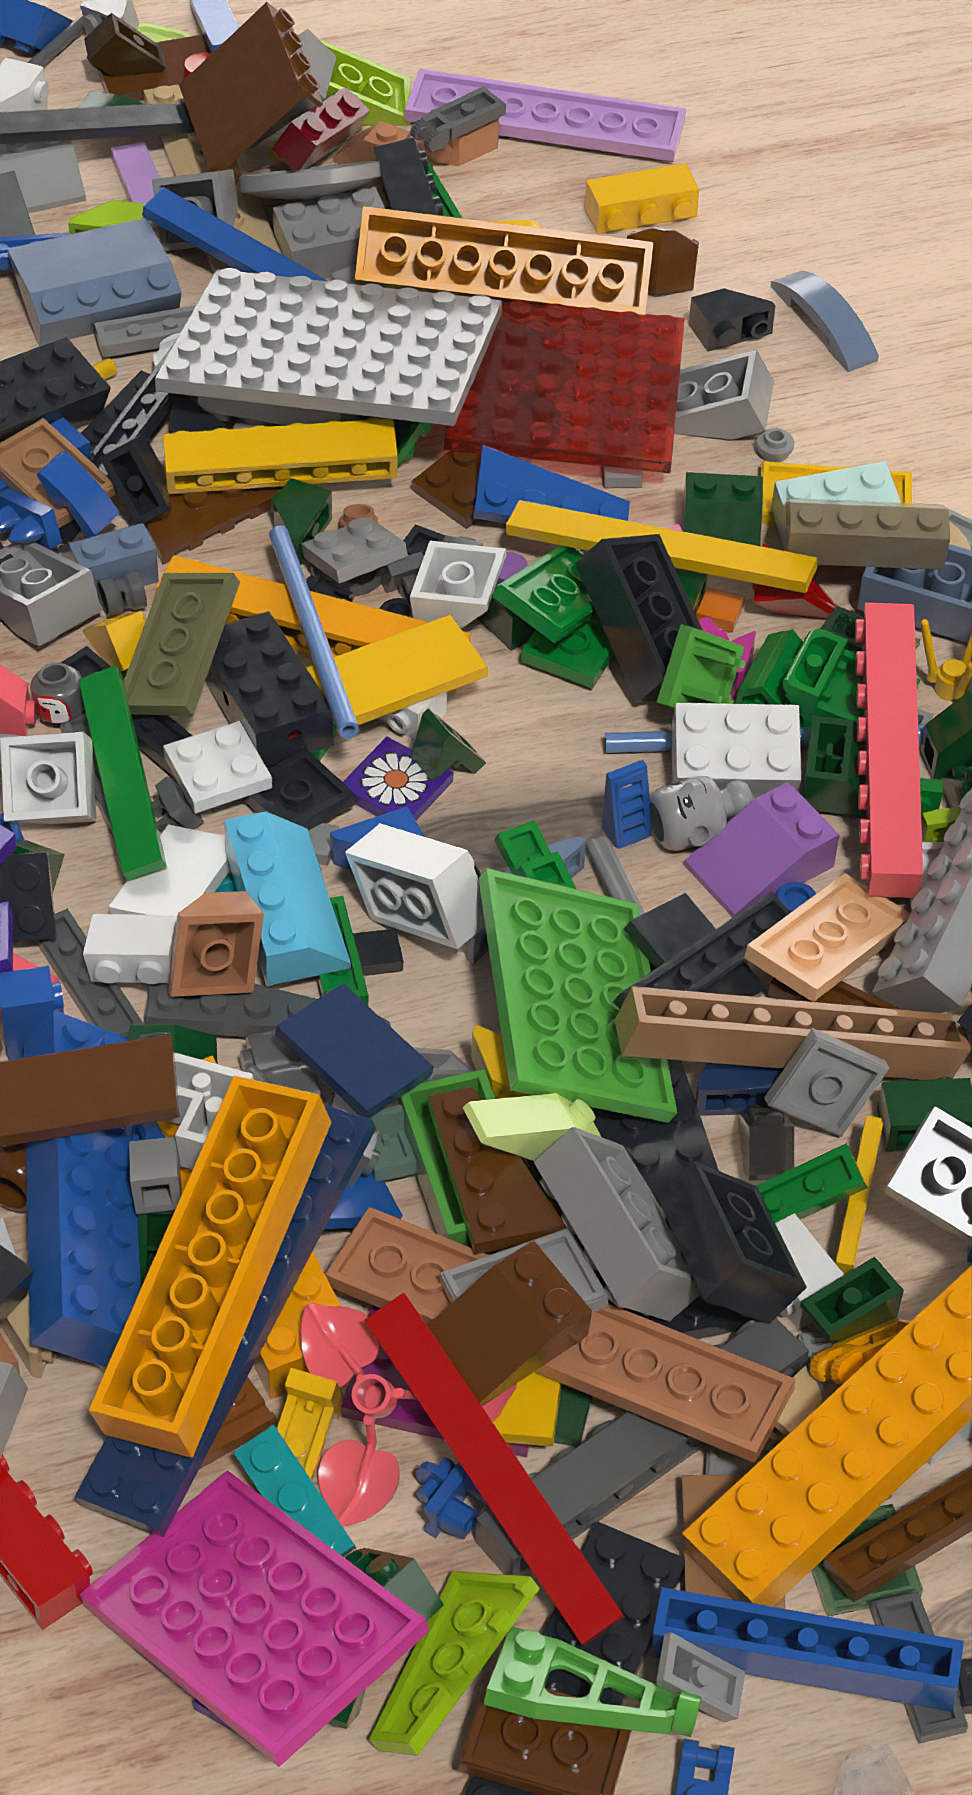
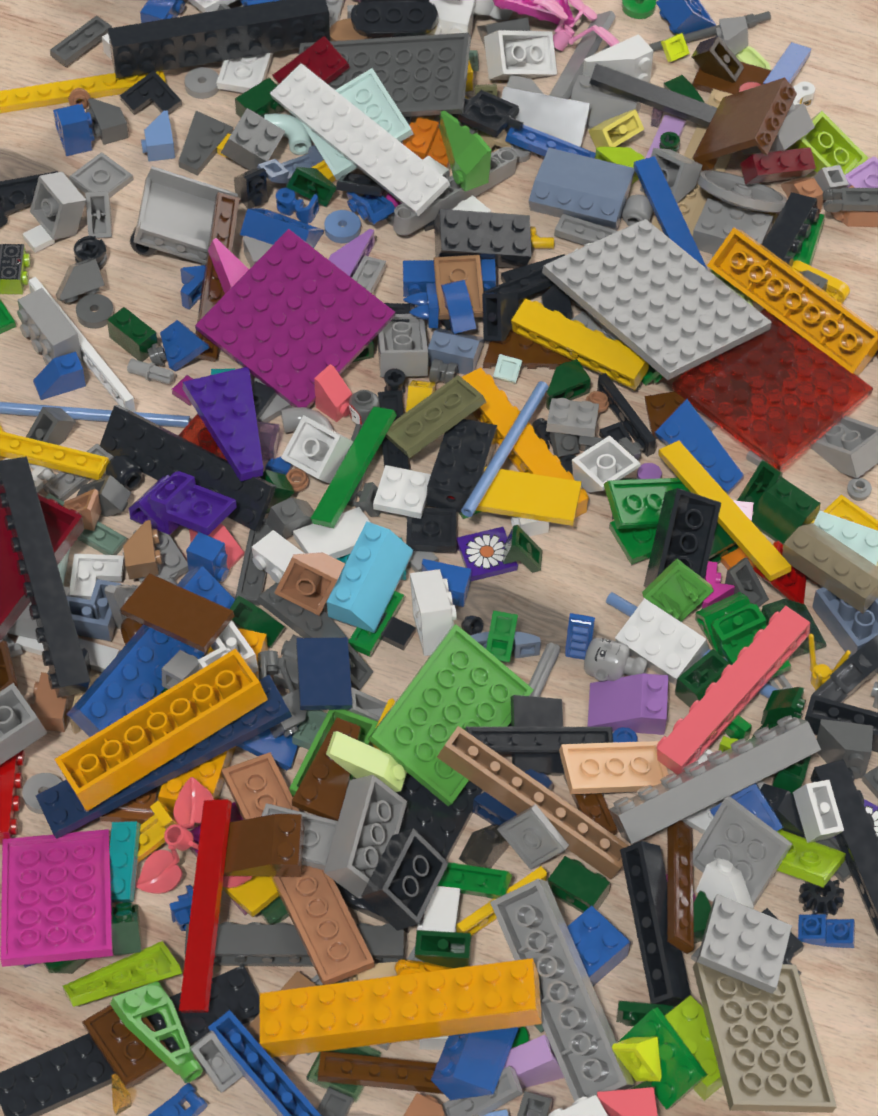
camera: 40 degrees right, 5 degrees up
(48, 835) = (297, 475): none -> nougat plate
(53, 62) = (675, 47): none -> neon yellow plate
(53, 1485) = (36, 785): none -> light grey piece
(67, 638) = (394, 380): none -> black bush
(70, 191) = (616, 129): none -> light yellow slope
(88, 891) = (289, 516): none -> dark grey slope
(101, 153) = (656, 117): none -> tile
(150, 169) = (669, 141): none -> dark green bush
(191, 271) = (637, 209): none -> light grey head
(203, 542) = (507, 369): none -> light aqua tile
(369, 589) = (564, 444): none -> dark grey plate
(401, 111) = (831, 178): none -> light grey brick
(406, 510) = (627, 415): none -> black tile
(665, 495) = (760, 482): none -> dark green slope
(757, 616) = (746, 582): none -> dark grey slope

